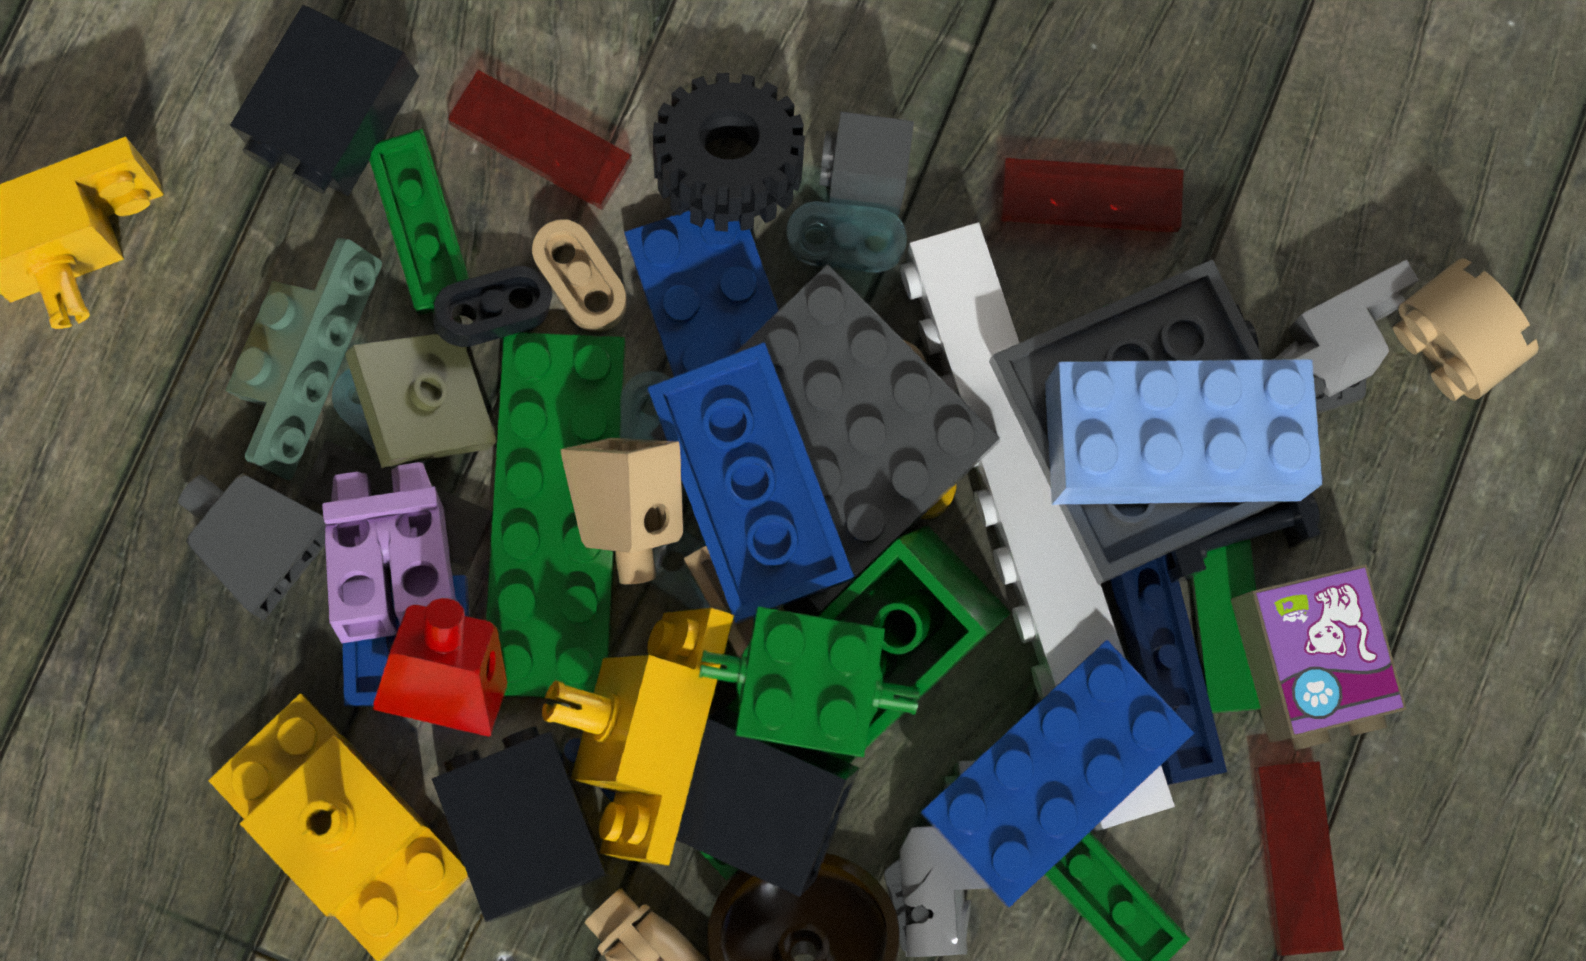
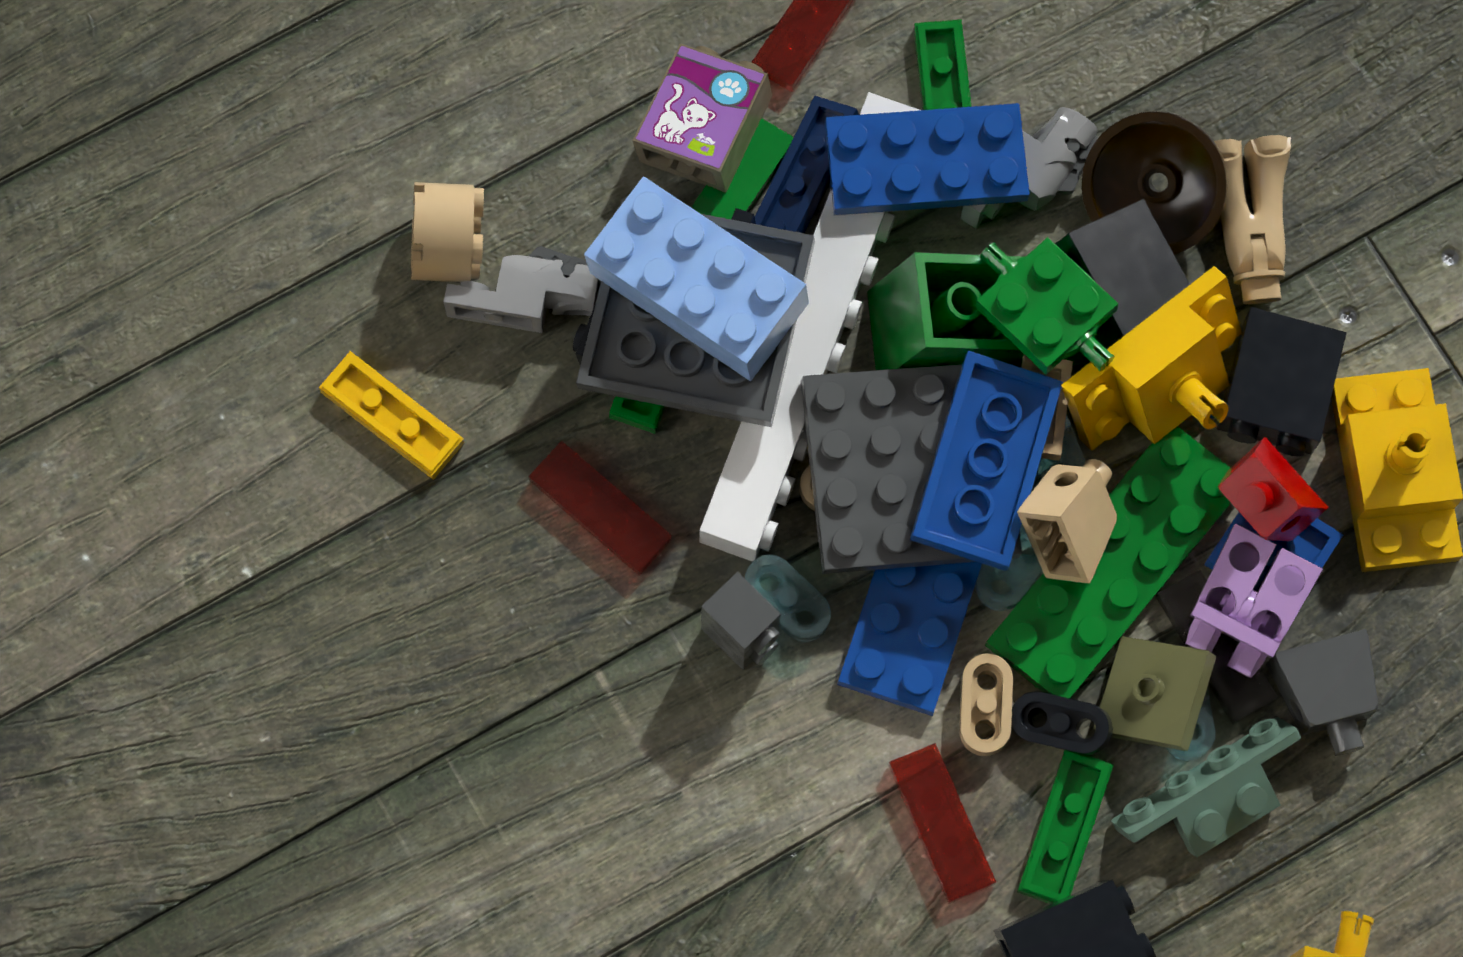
camera: 140 degrees left, 5 degrees down
(726, 187) = (864, 698): black tyre -> none
(1359, 137) = (391, 415): none -> yellow tile

